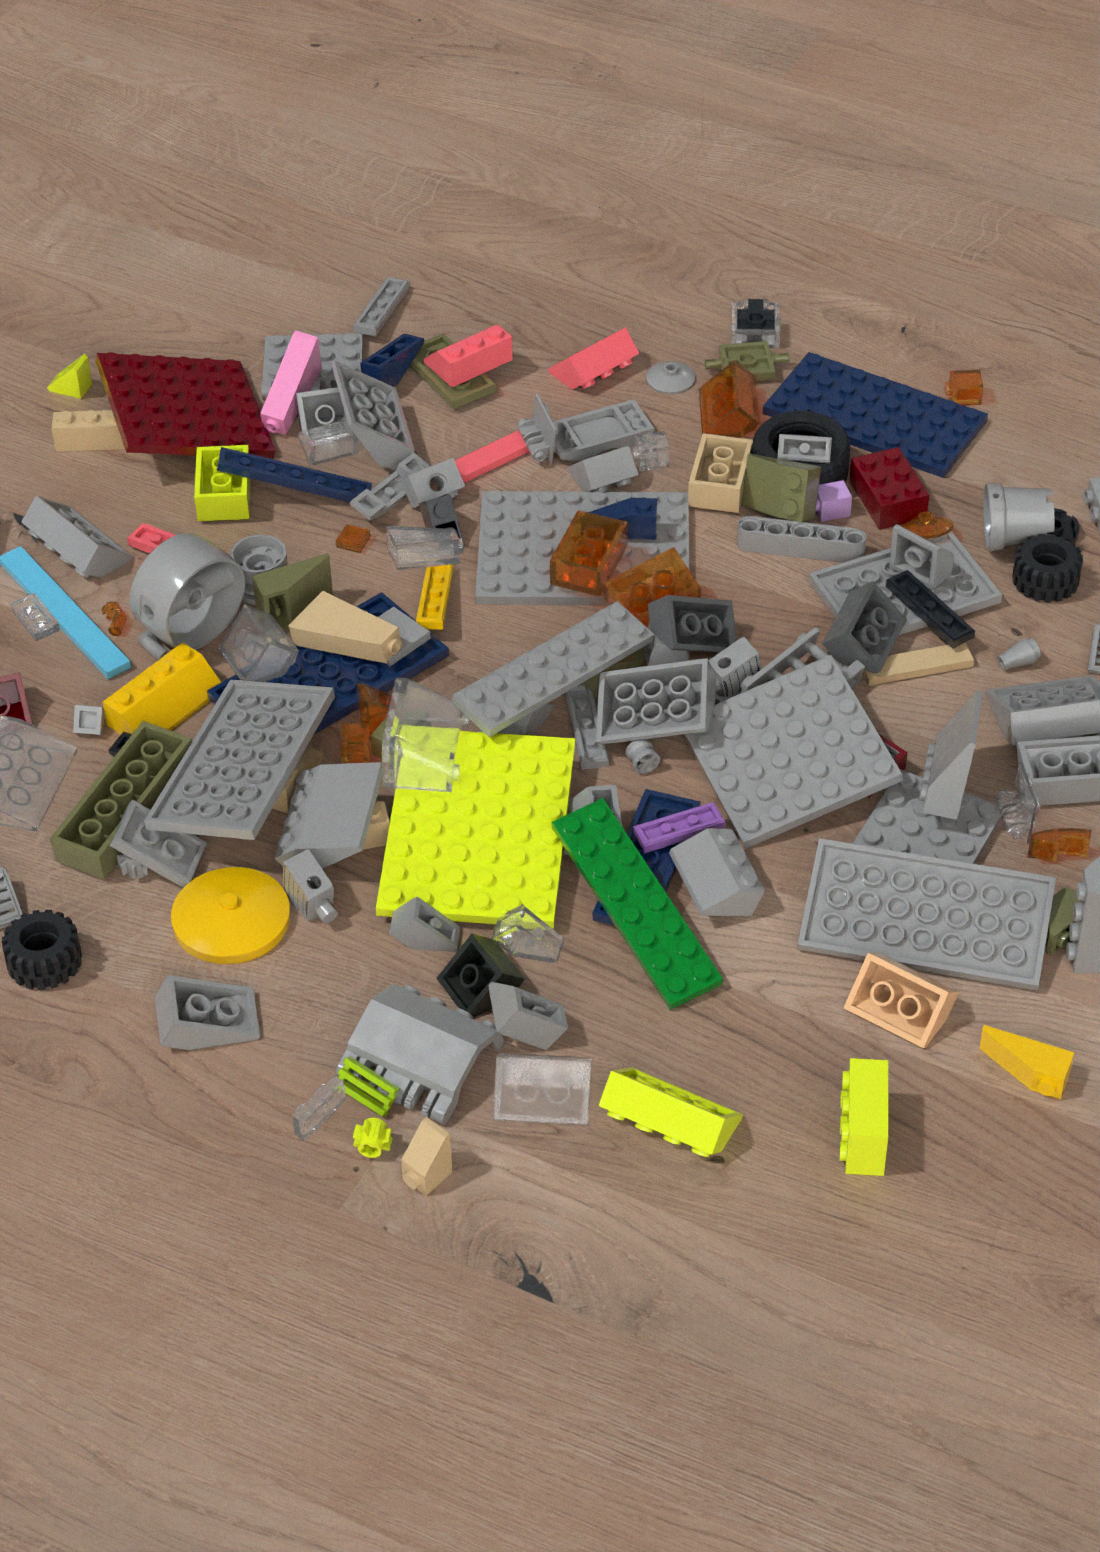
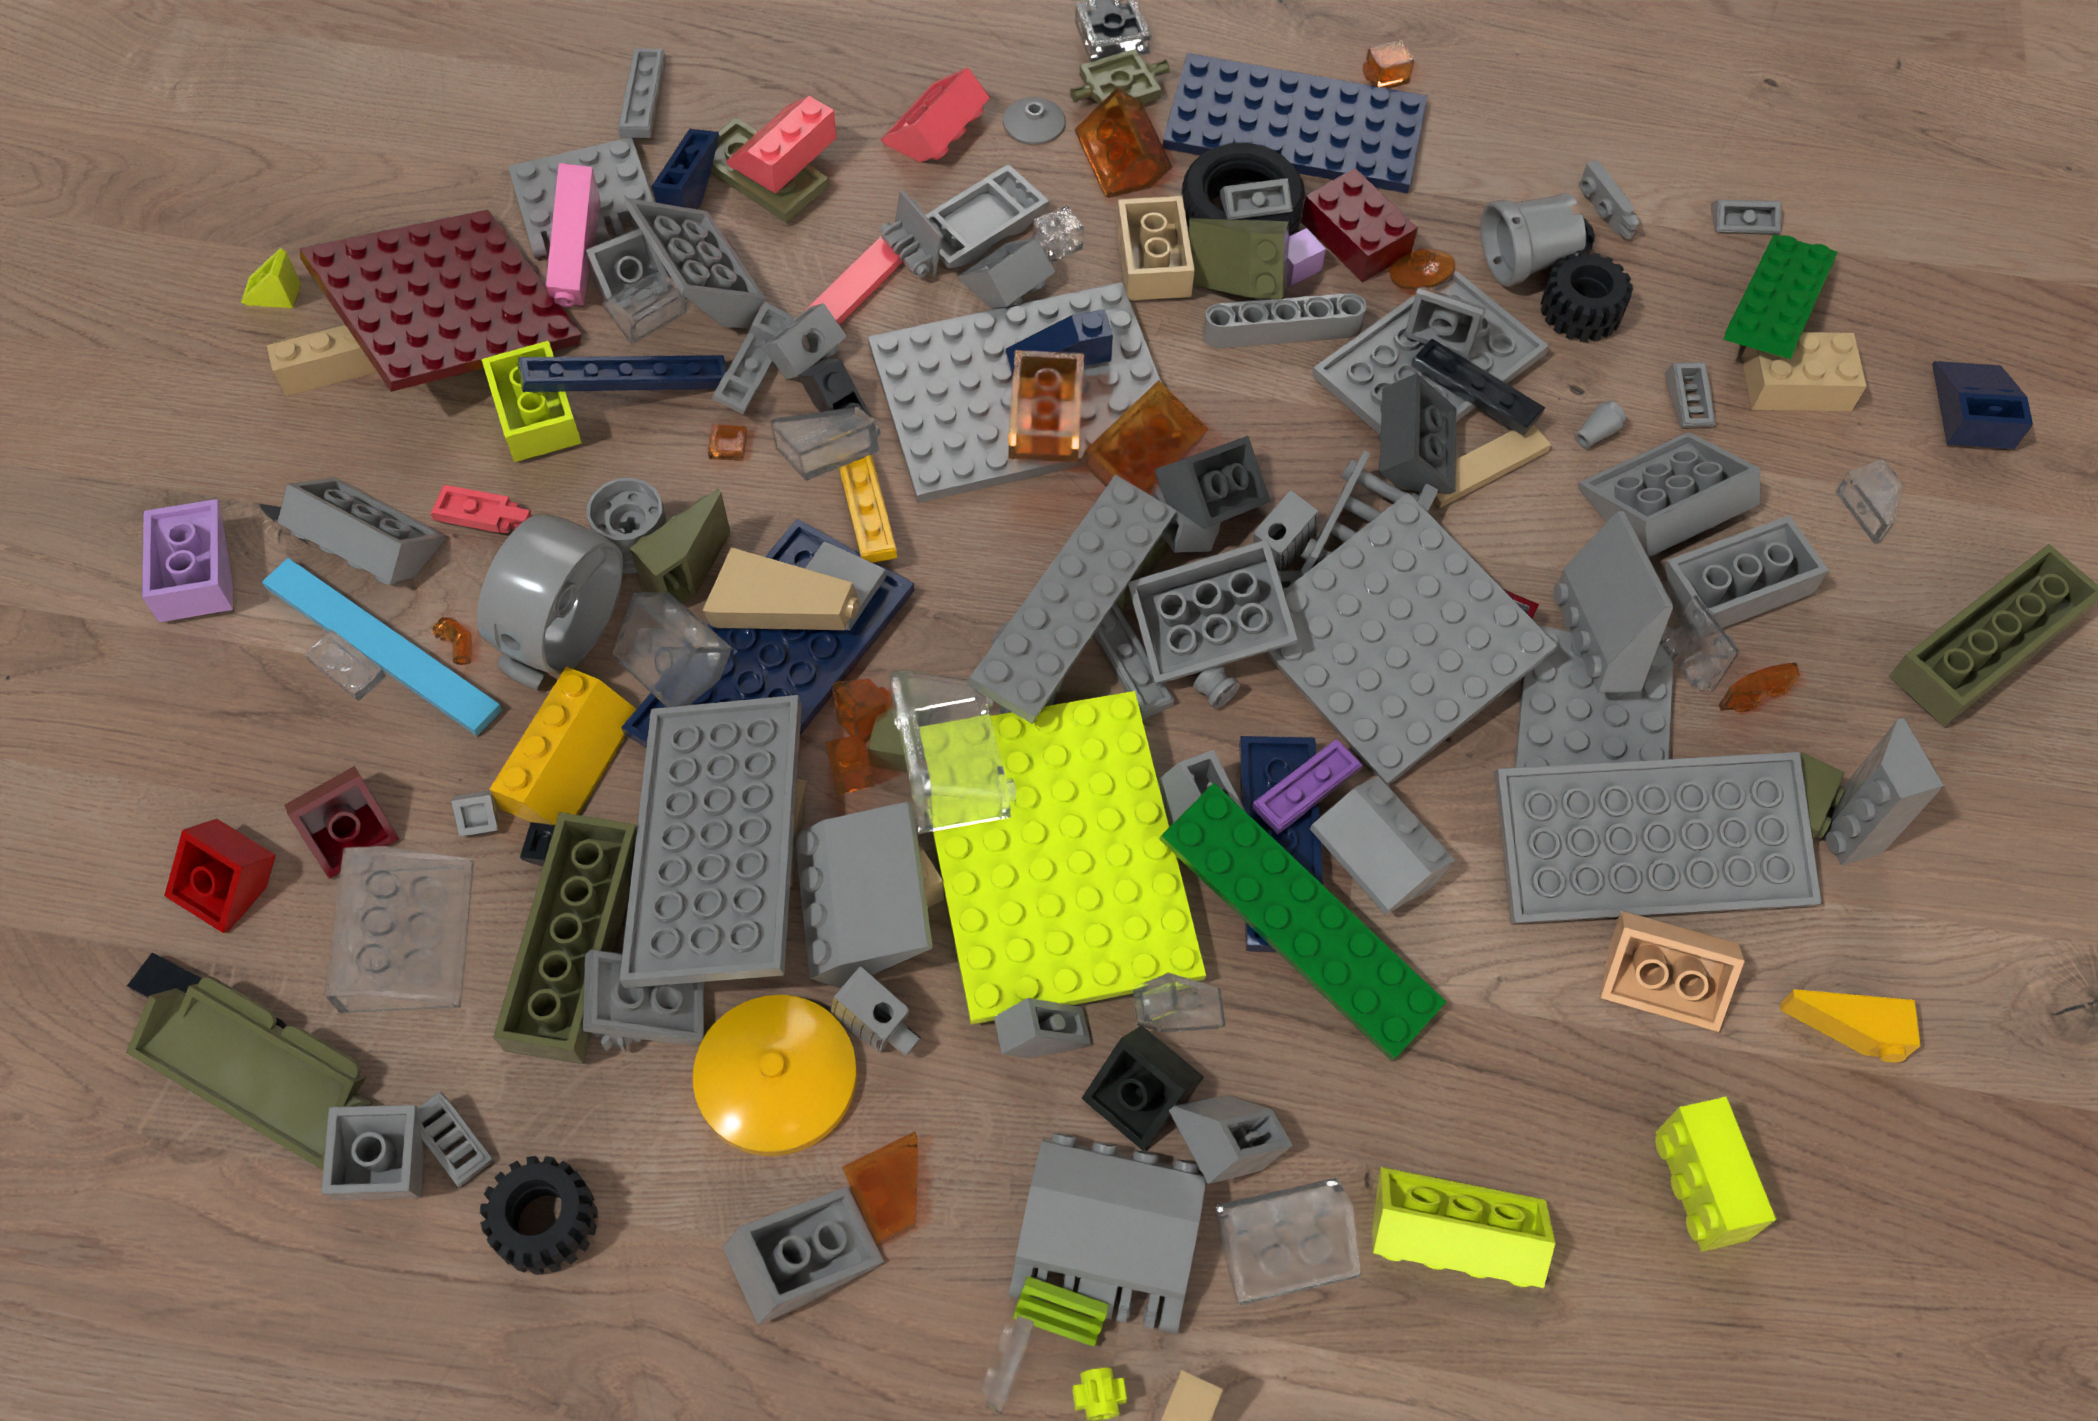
camera: 20 degrees left, 15 degrees up
(280, 992) = (887, 1187): none -> clear orange wing

